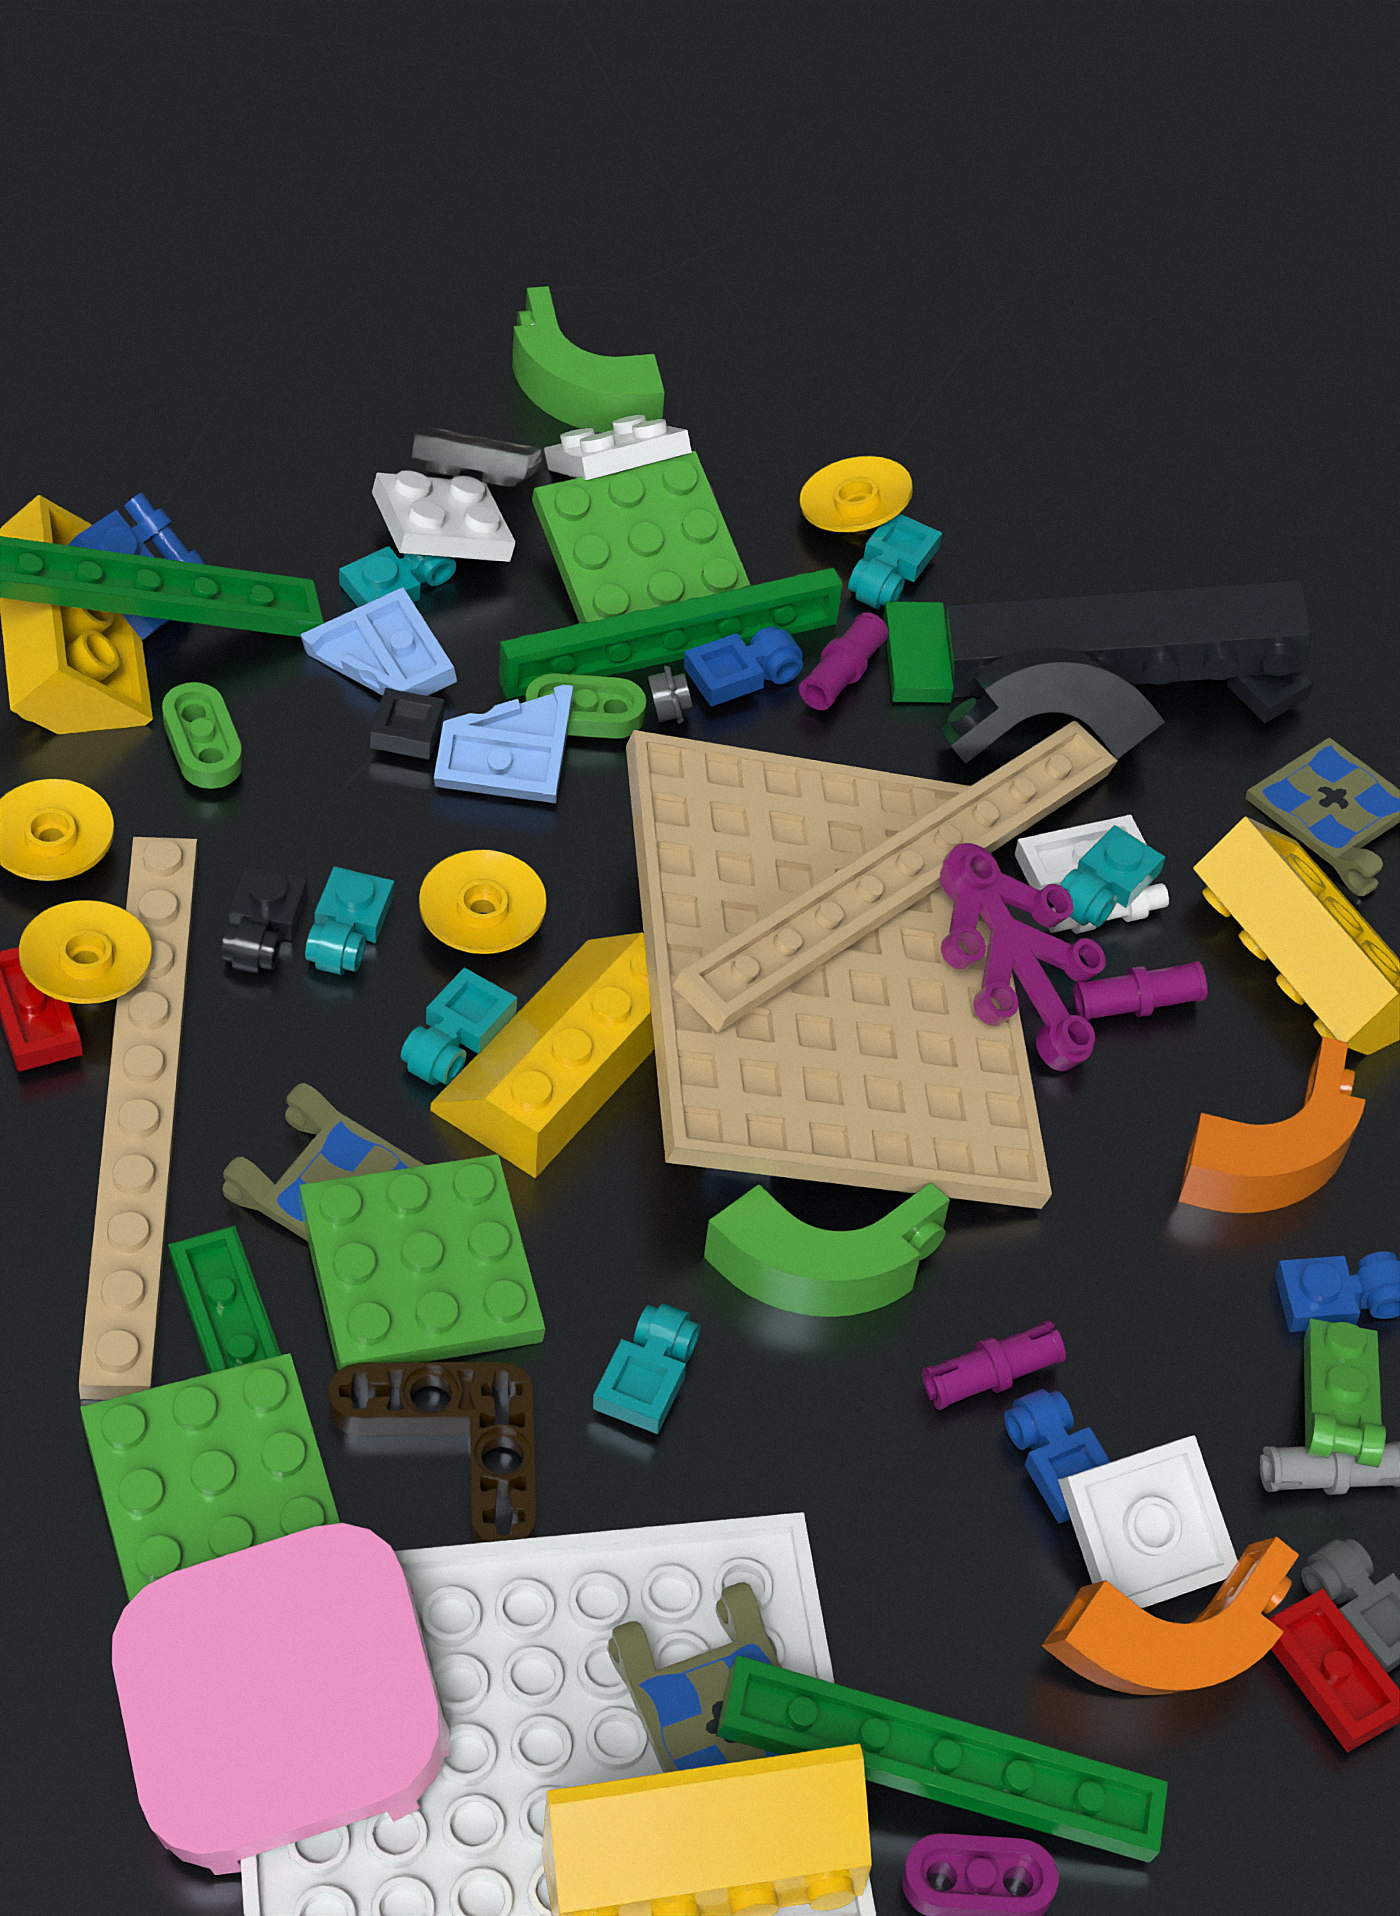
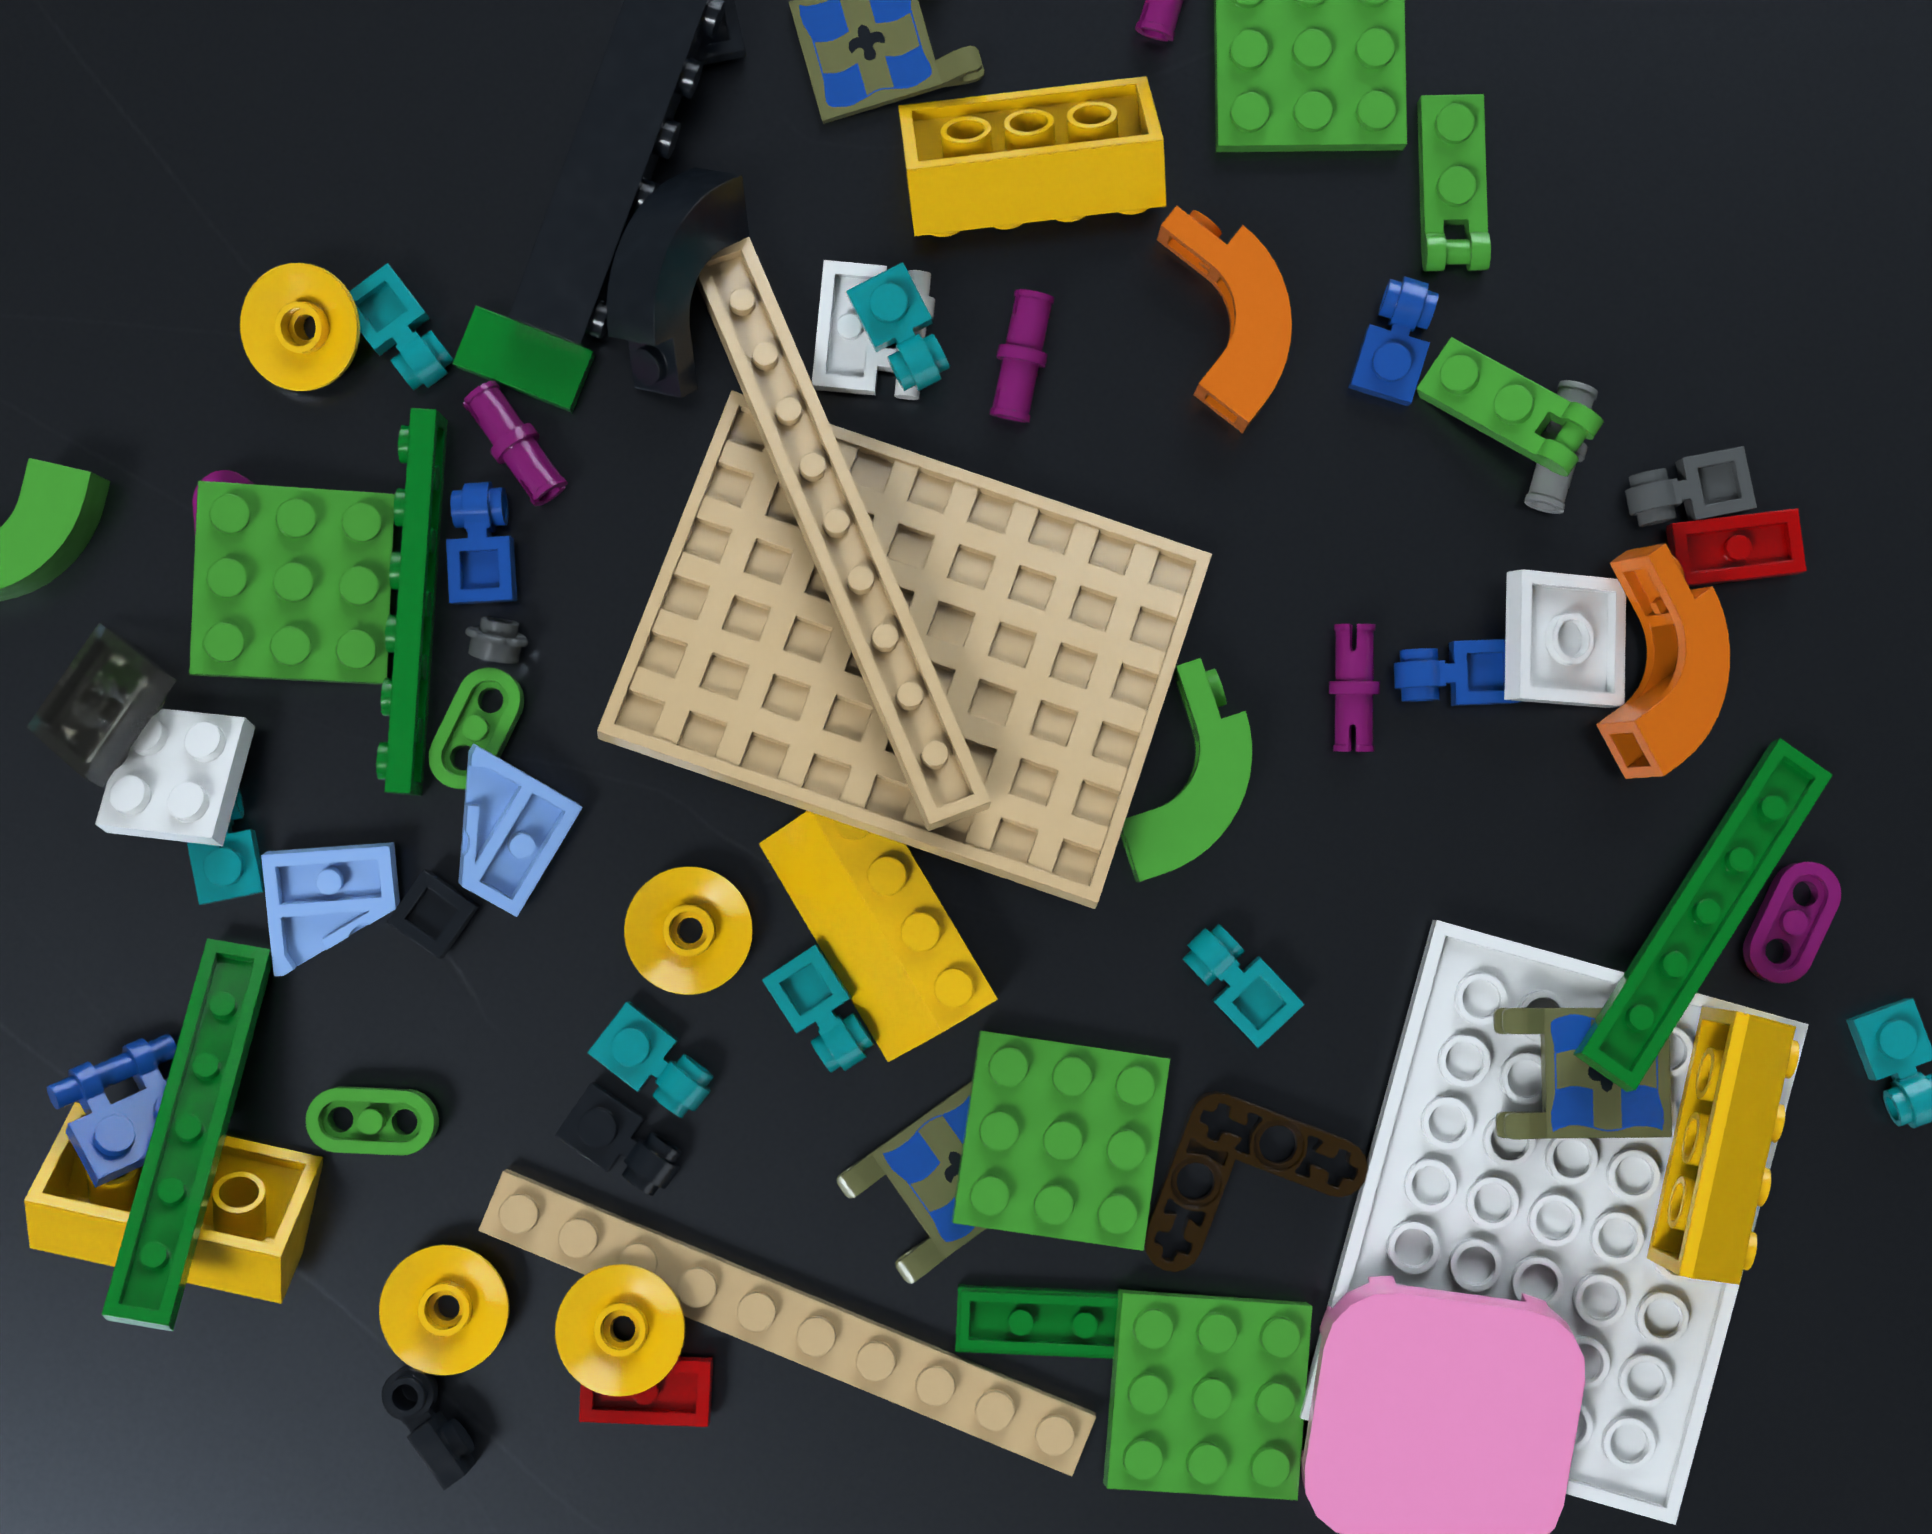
camera: 60 degrees left, 35 degrees up
(628, 446) = (149, 554): white plate -> none
(977, 885) = (955, 465): magenta plant -> none

